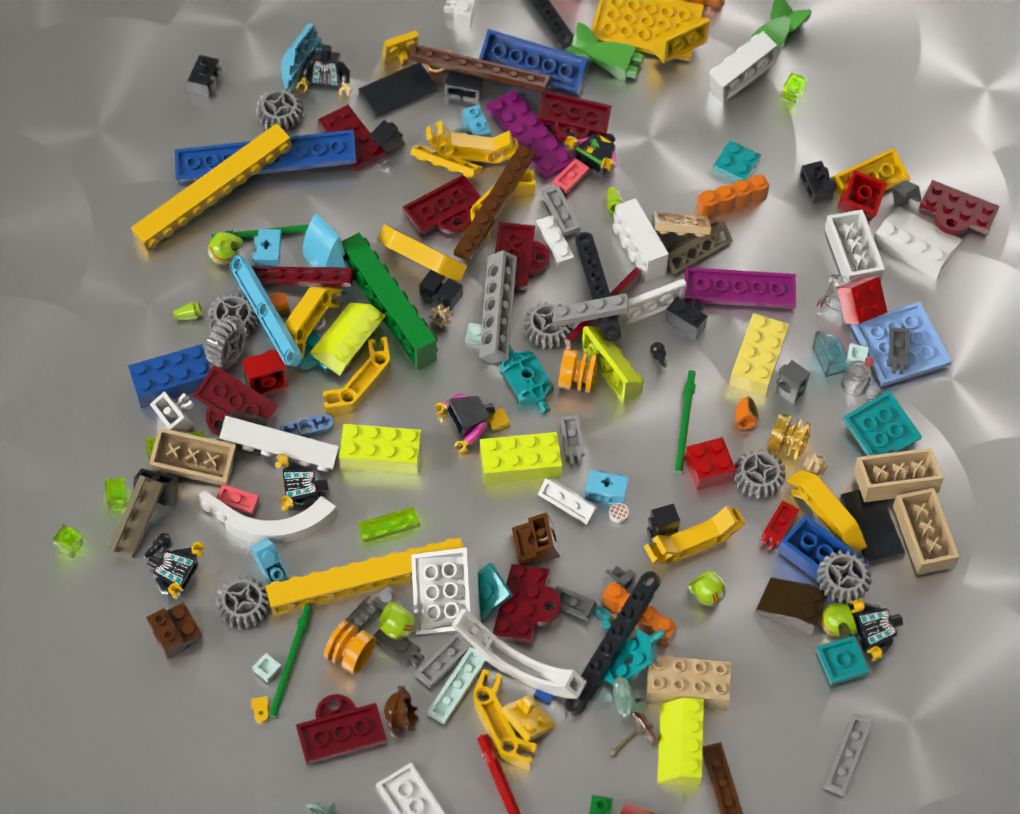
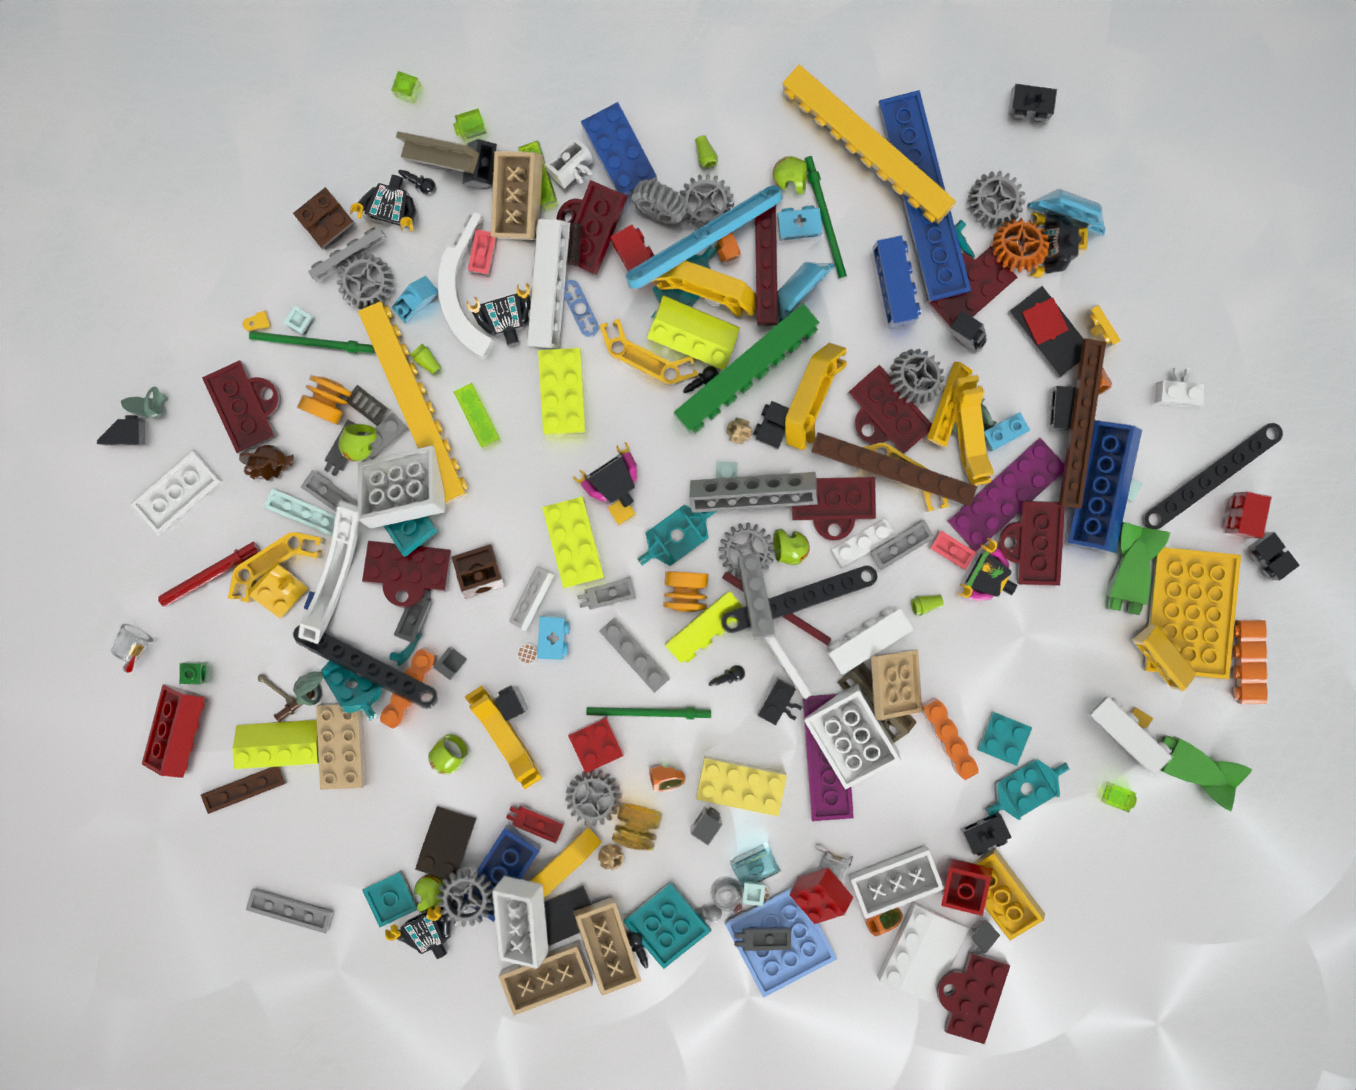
camera: 80 degrees right, 30 degrees up
(214, 622) = (338, 258): none -> light grey plate
(322, 95) = (1030, 239): none -> orange gear
(326, 560) = (425, 358): none -> lime cone
(334, 183) = (896, 281): none -> blue brick
(388, 89) = (1045, 321): none -> red piece
(388, 332) = (704, 377): none -> black bar
(418, 179) = (906, 381): none -> light grey gear
(551, 286) = (790, 550): none -> lime helmet
(630, 426) = (634, 655): none -> light grey plate
(723, 259) = (852, 737): none -> white slope
(777, 138) = (1044, 787): none -> teal plate
(870, 531) = (520, 922): none -> white brick
(890, 262) = (884, 922): none -> rock

